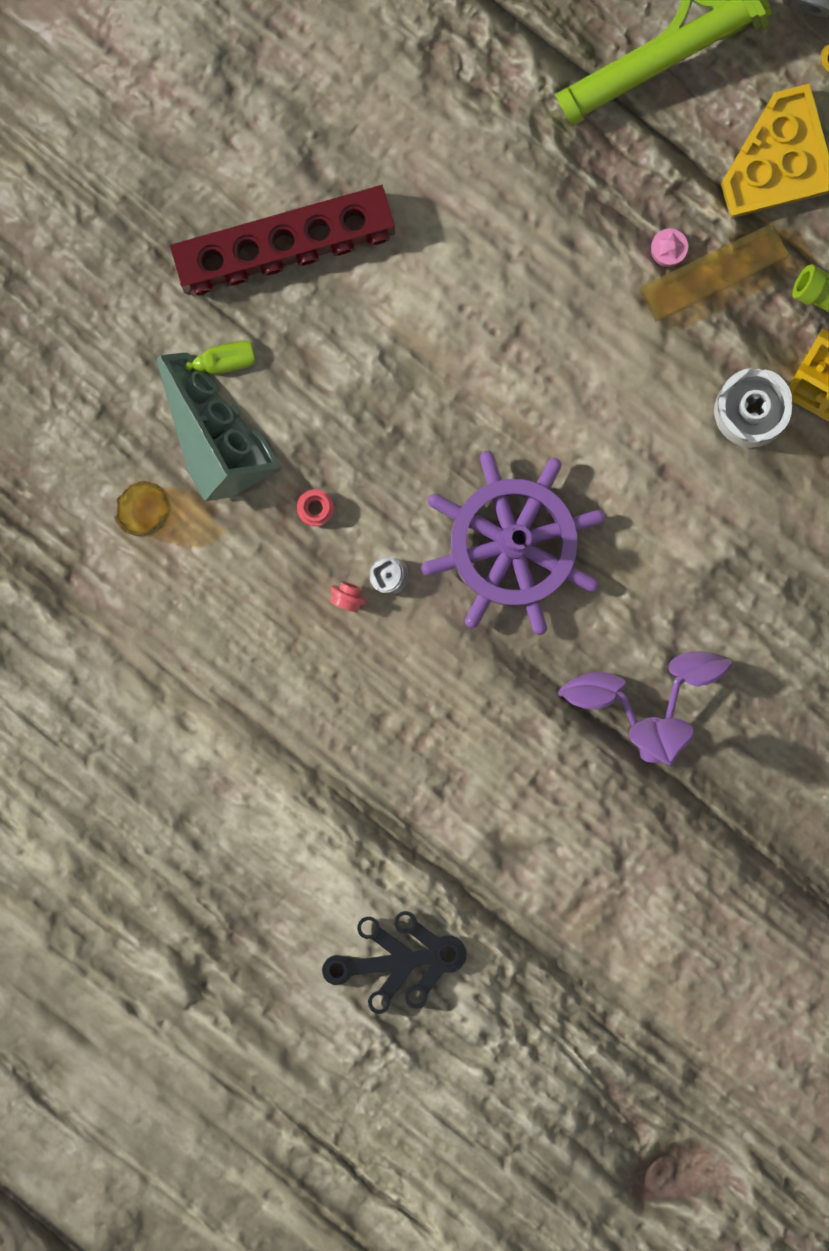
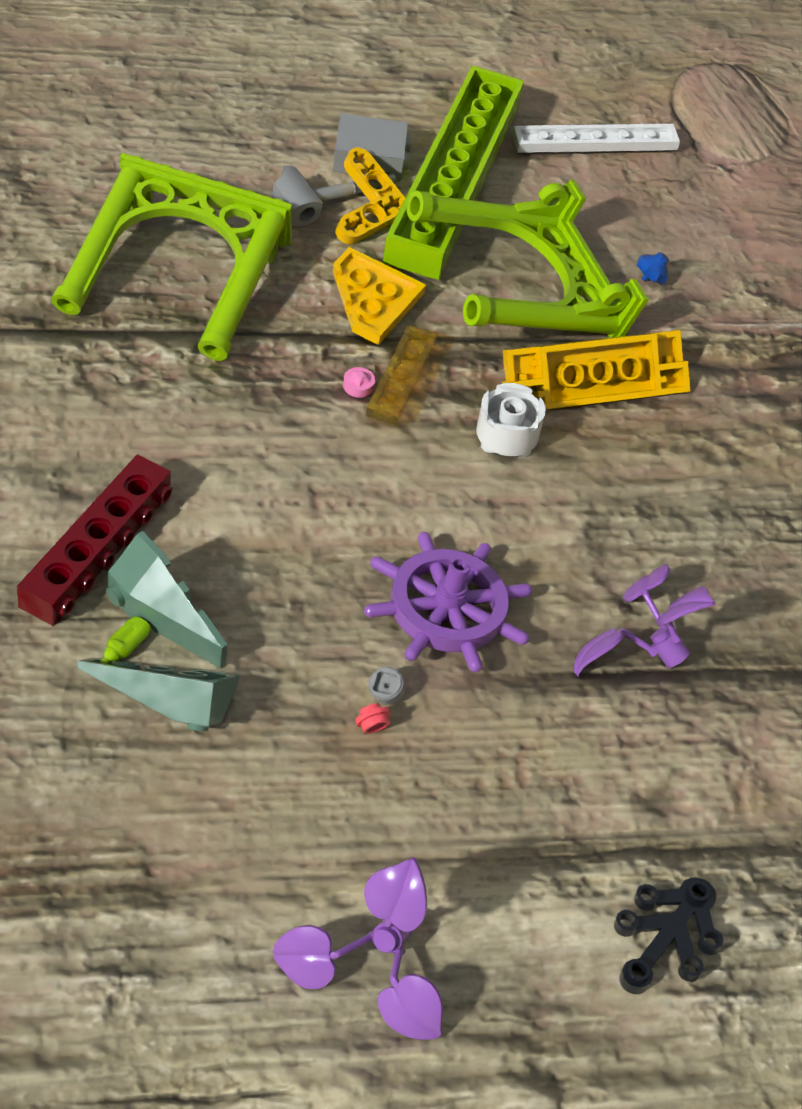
camera: 55 degrees left, 35 degrees down
(143, 509) = (165, 771): clear yellow hair -> none
(181, 785) = (400, 899): none -> medium lavender plant
(273, 330) = (148, 590): none -> sand green wedge
(315, 496) = (293, 676): coral plate -> none

